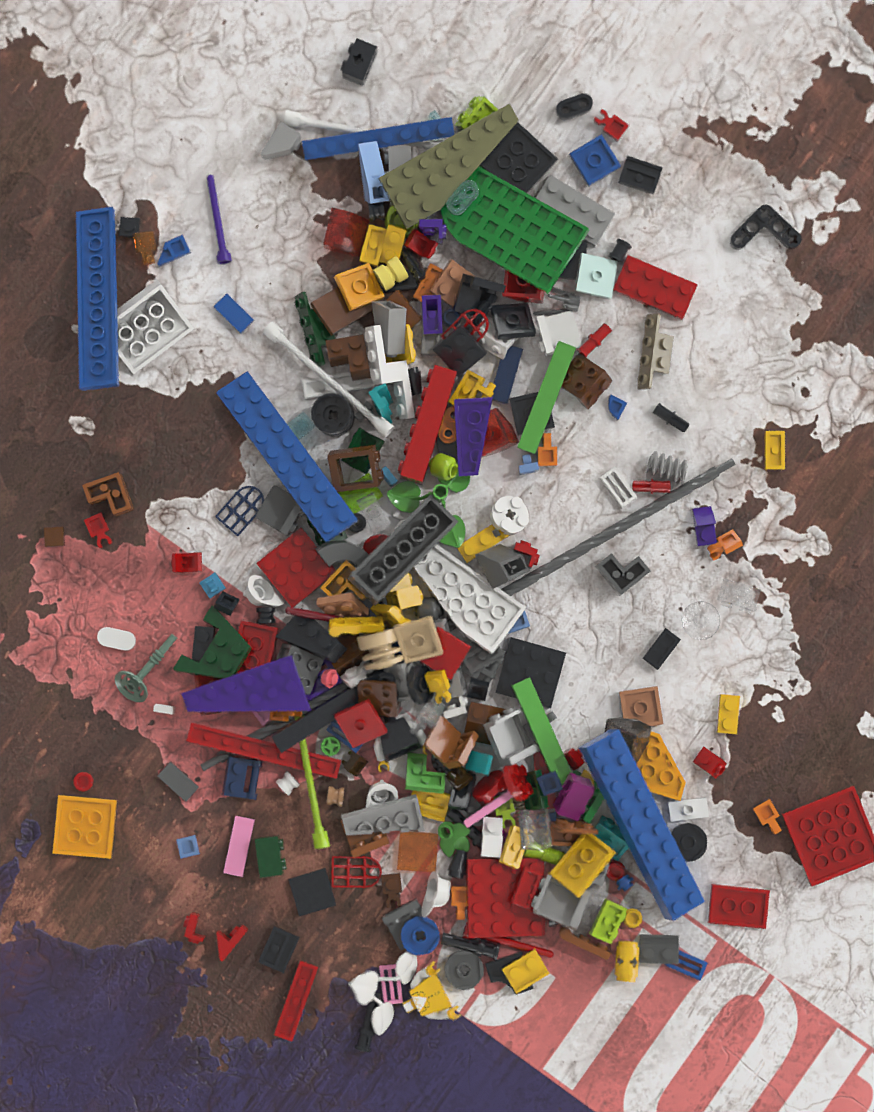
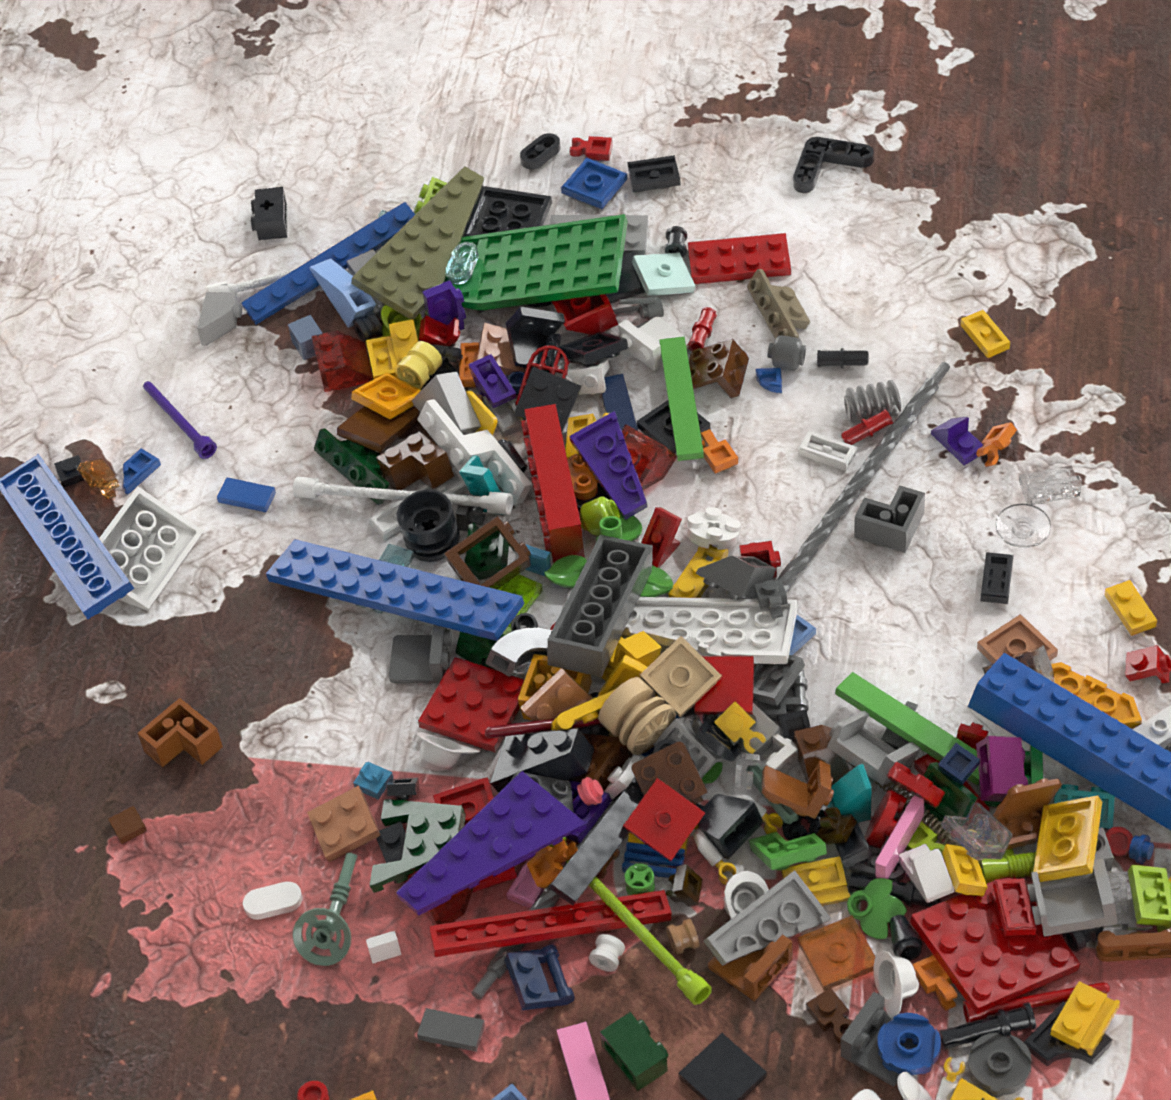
camera: 20 degrees left, 35 degrees down
(97, 527) = (184, 784): red plate -> none
(180, 609) = (343, 824): none -> nougat plate
(186, 562) = (325, 767): red bracket -> none
(241, 517) = (372, 692): dark blue window -> none
(265, 615) = (462, 772): black wheel -> none
(331, 196) = (301, 335): none -> sand blue brick
(348, 877) = (762, 1031): red window -> none
(373, 513) = (539, 603): clear plate -> none
(472, 503) = (661, 535): none -> red slope
(511, 598) = (771, 595): none -> dark grey plate
(528, 466) = (704, 474): medium blue tile -> none
(531, 661) = (831, 665): black plate -> none
(636, 396) = (787, 352): none -> dark grey head

